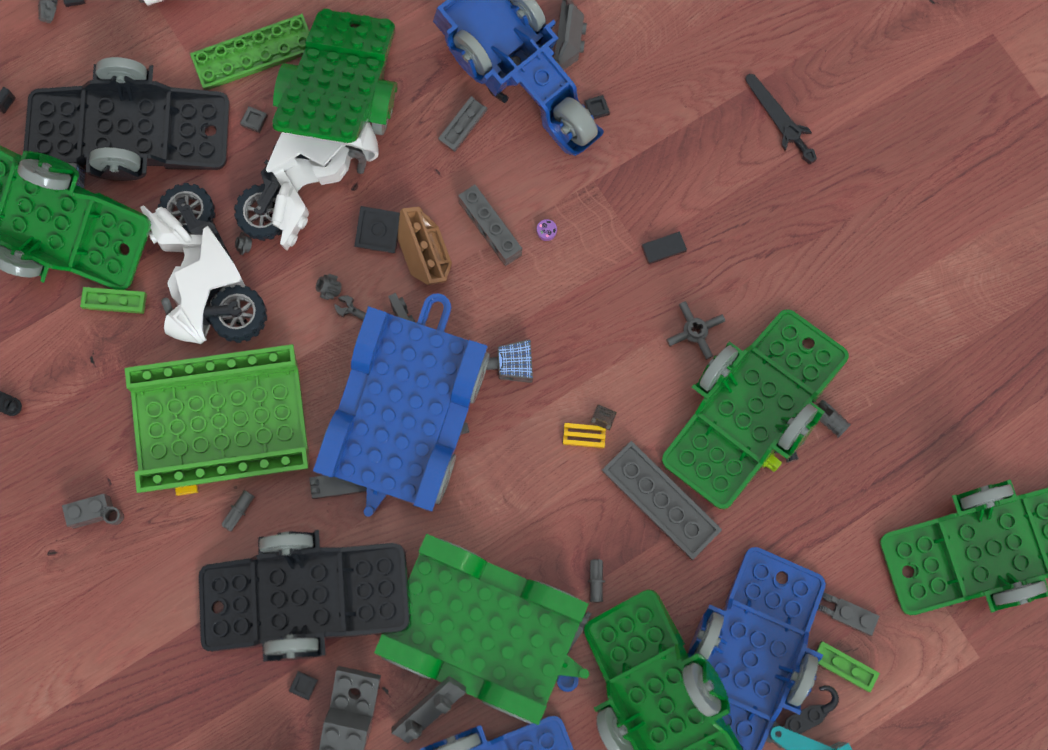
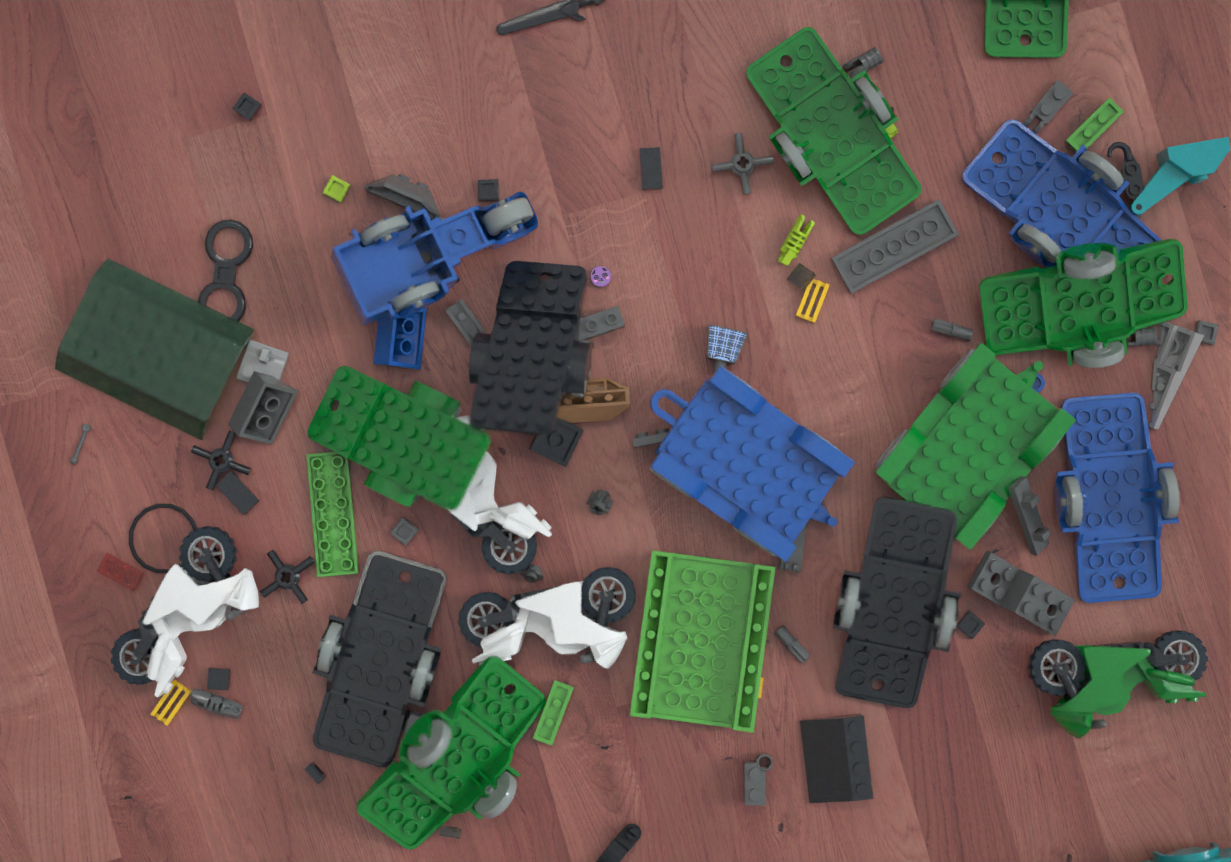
camera: 65 degrees left, 10 degrees up
(132, 588) = (836, 759): none -> black slope
(183, 27) = (279, 575): none -> black bar
(350, 310) = (627, 485): dark grey bar -> none
(432, 67) = (400, 341): none -> blue slope
(451, 175) = (531, 350): none -> black piece
(637, 401) = (795, 240): none -> lime hinge

